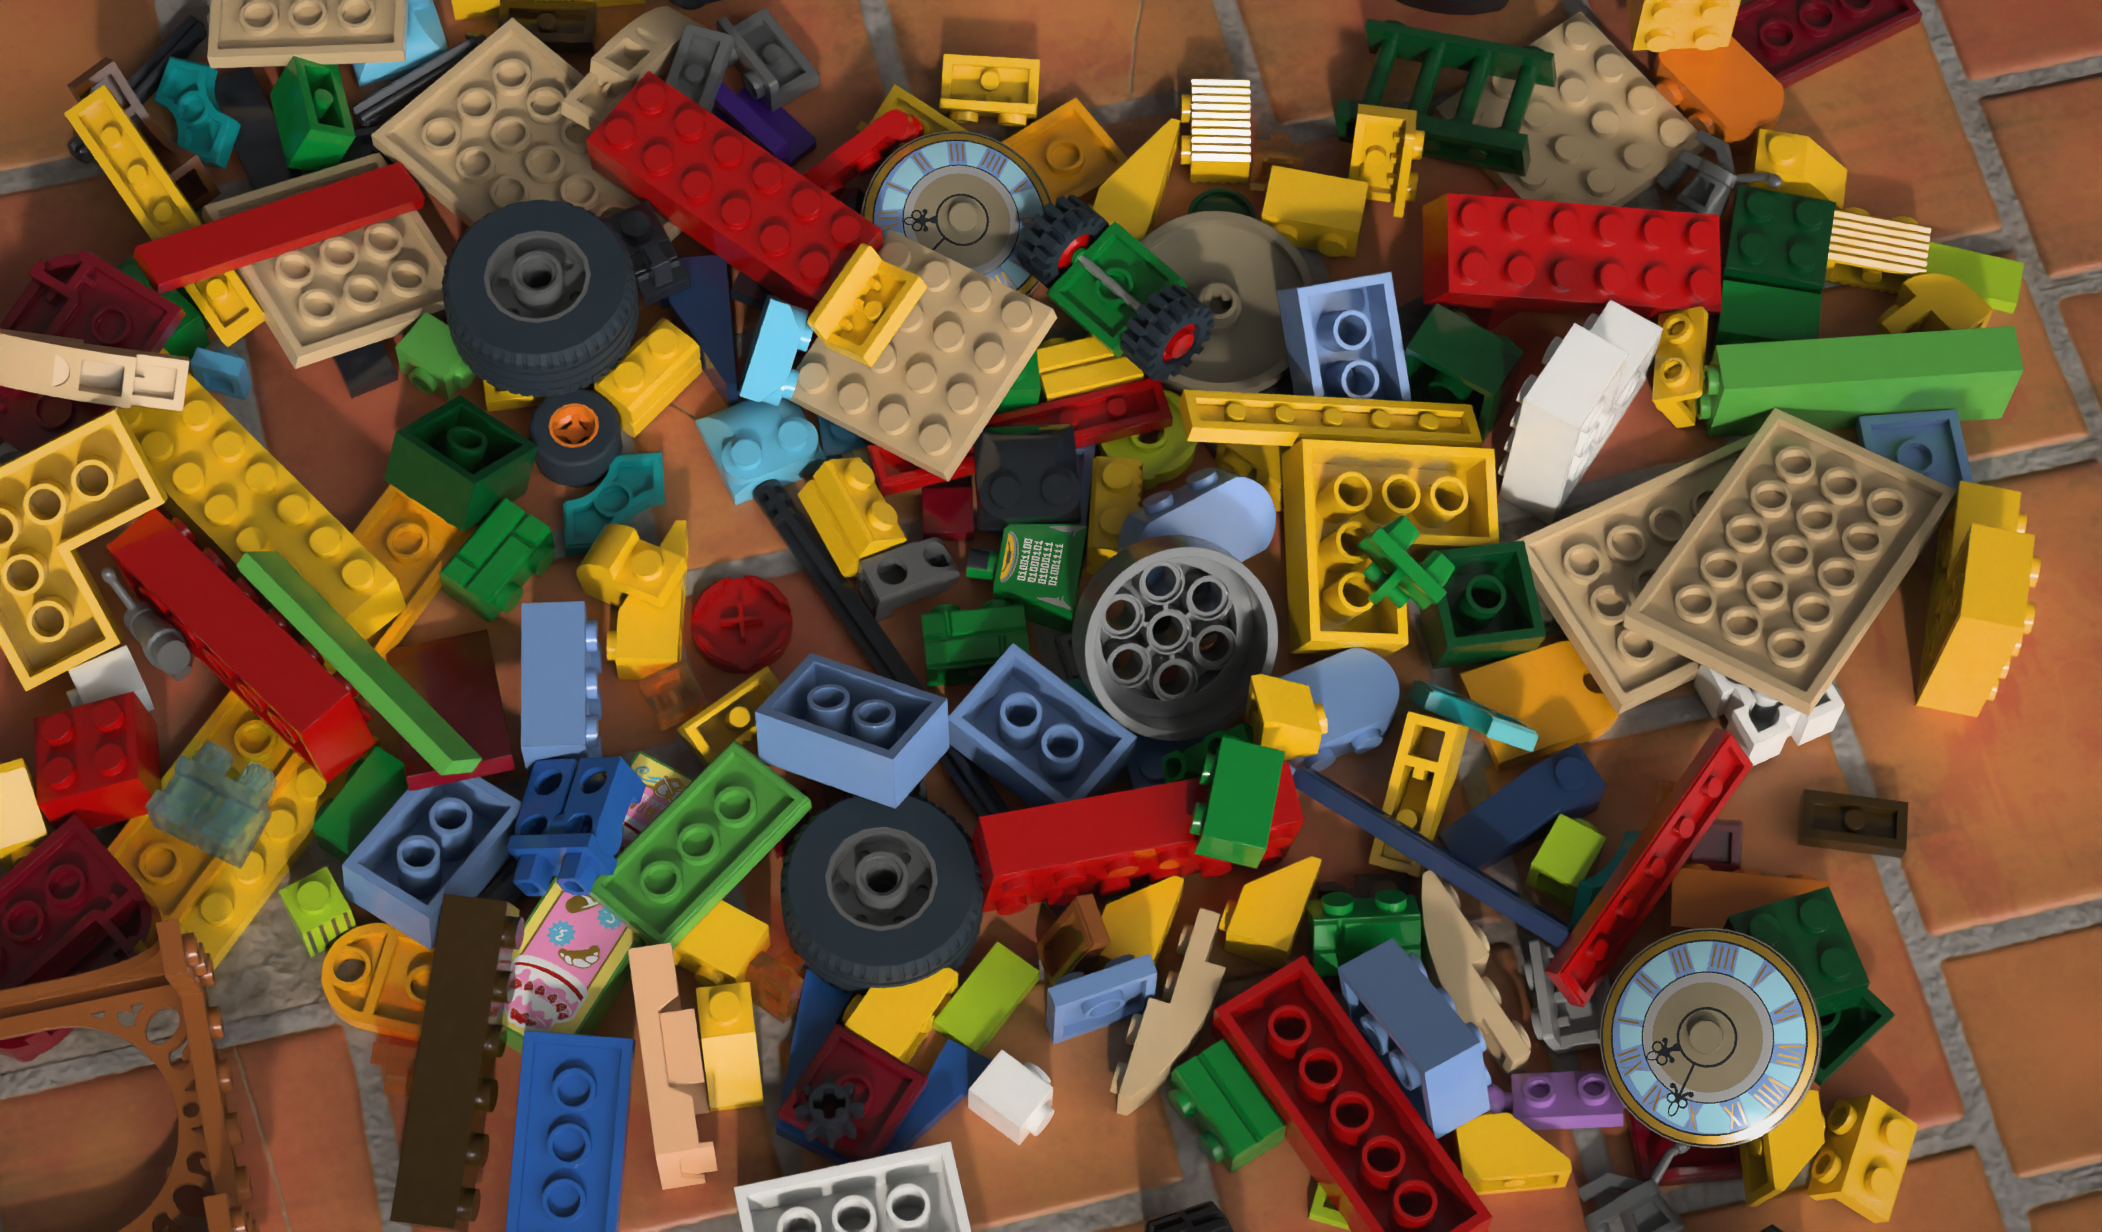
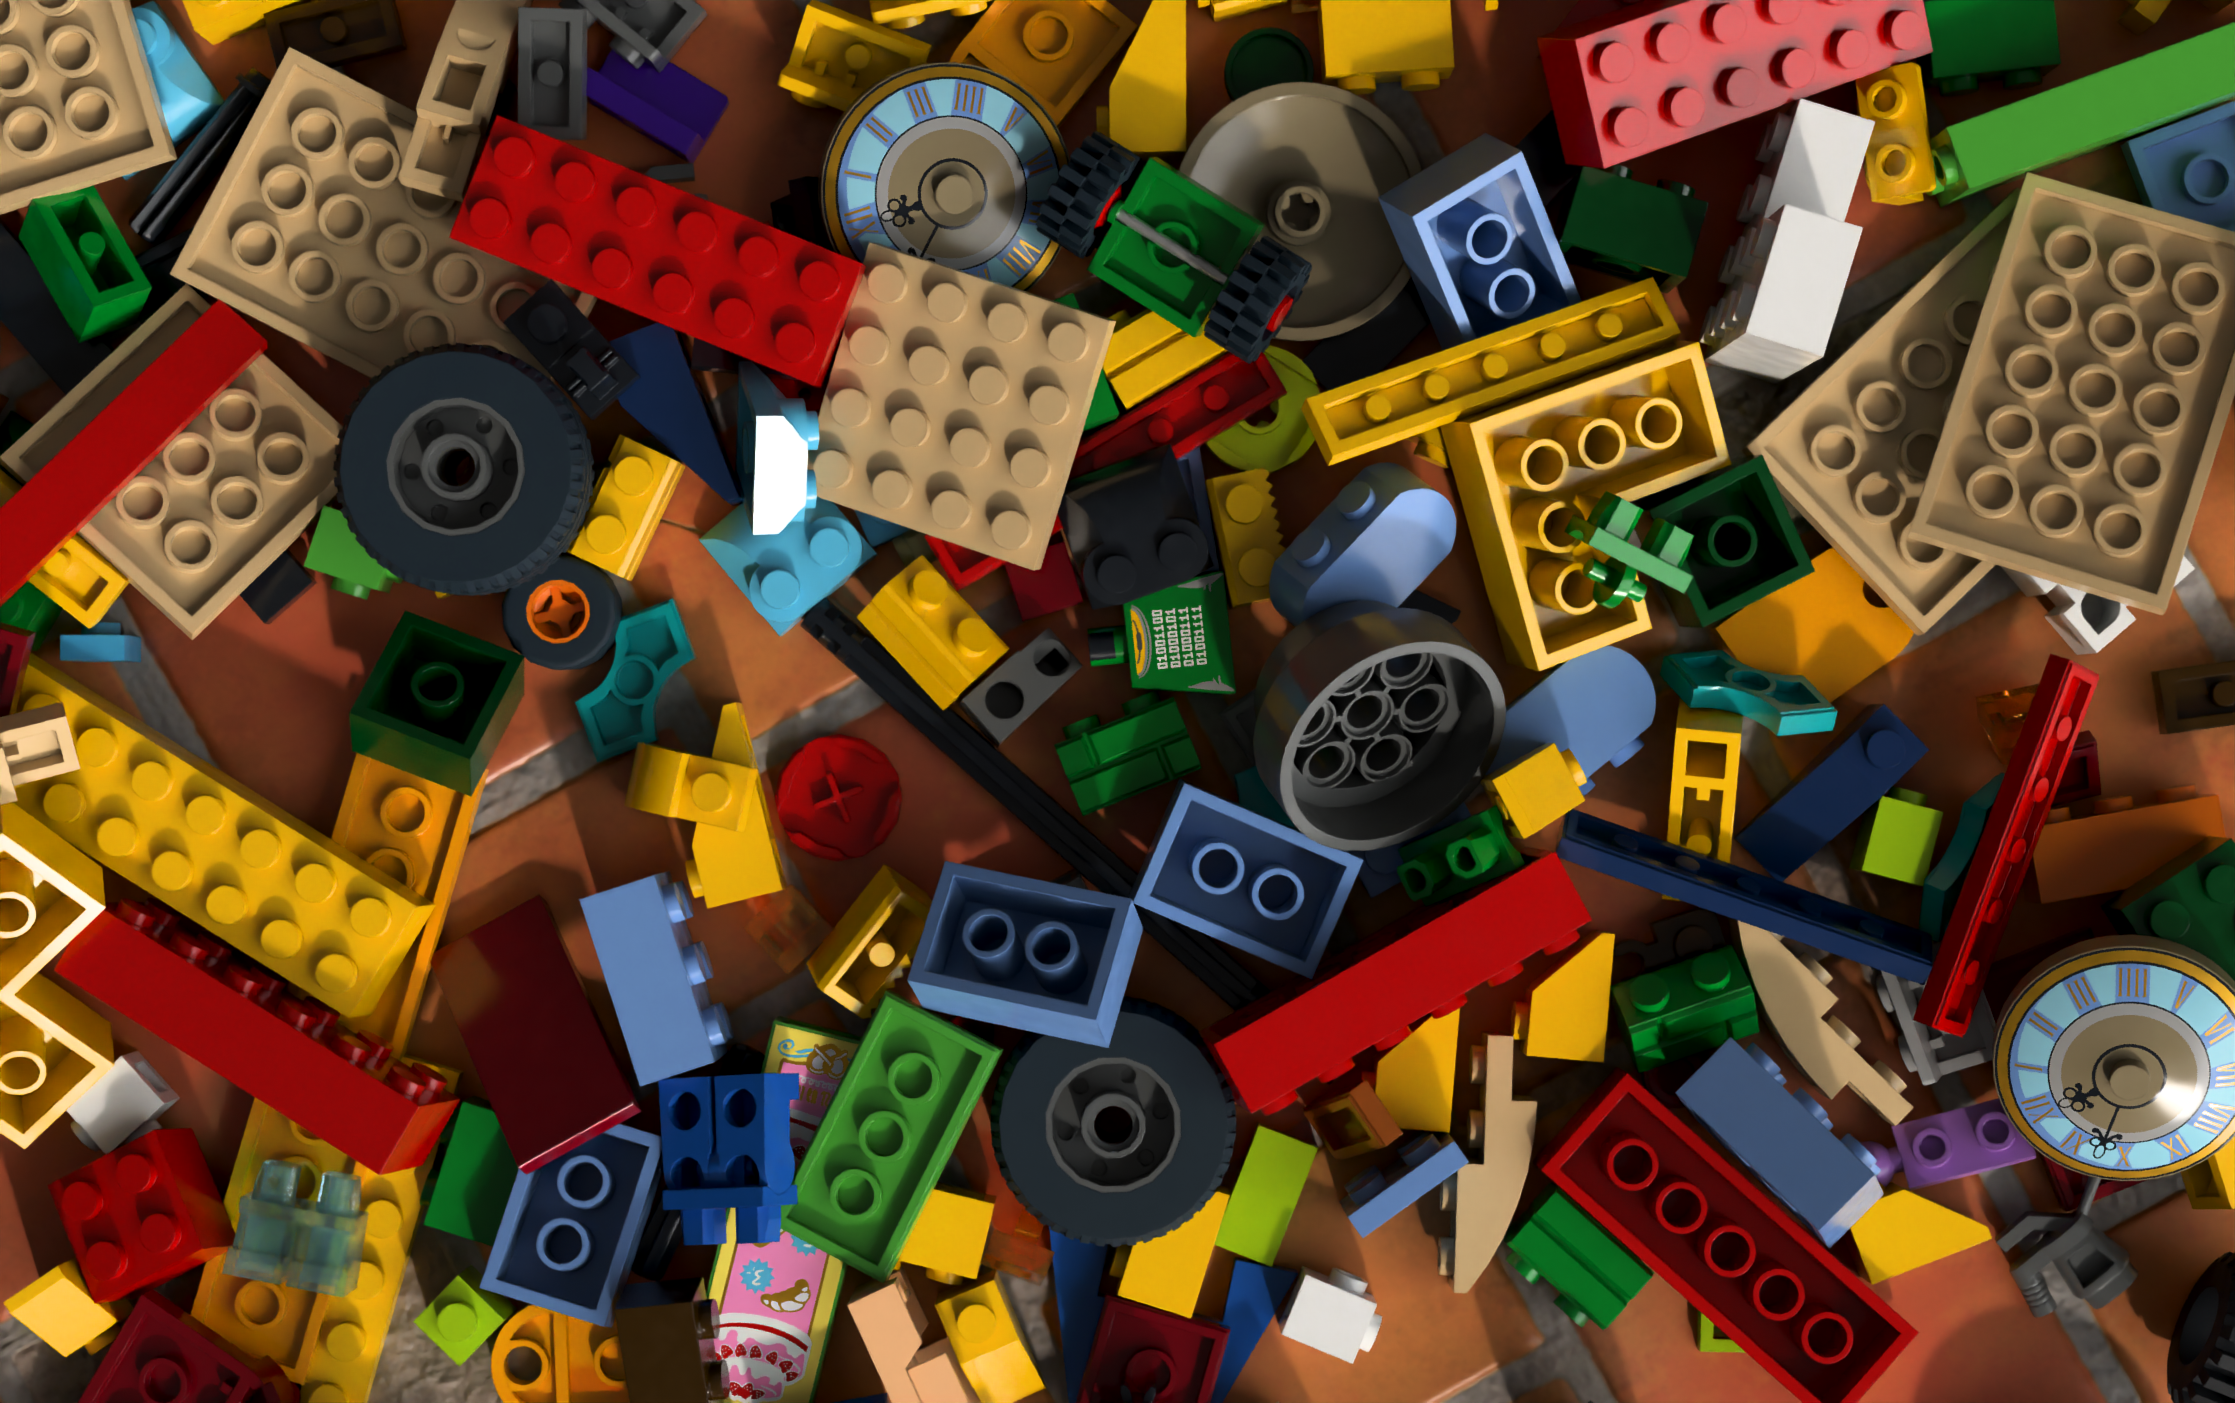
camera: 15 degrees left, 25 degrees up
(160, 640) = (149, 1050): dark grey piece -> none
(359, 663) = (413, 1050): bright green tile -> none
(498, 561) = (524, 806): green brick -> none
(865, 151) = (797, 131): red plate -> none
(865, 306) = (876, 379): yellow bracket -> none
(1238, 802) = (1514, 940): green brick -> none

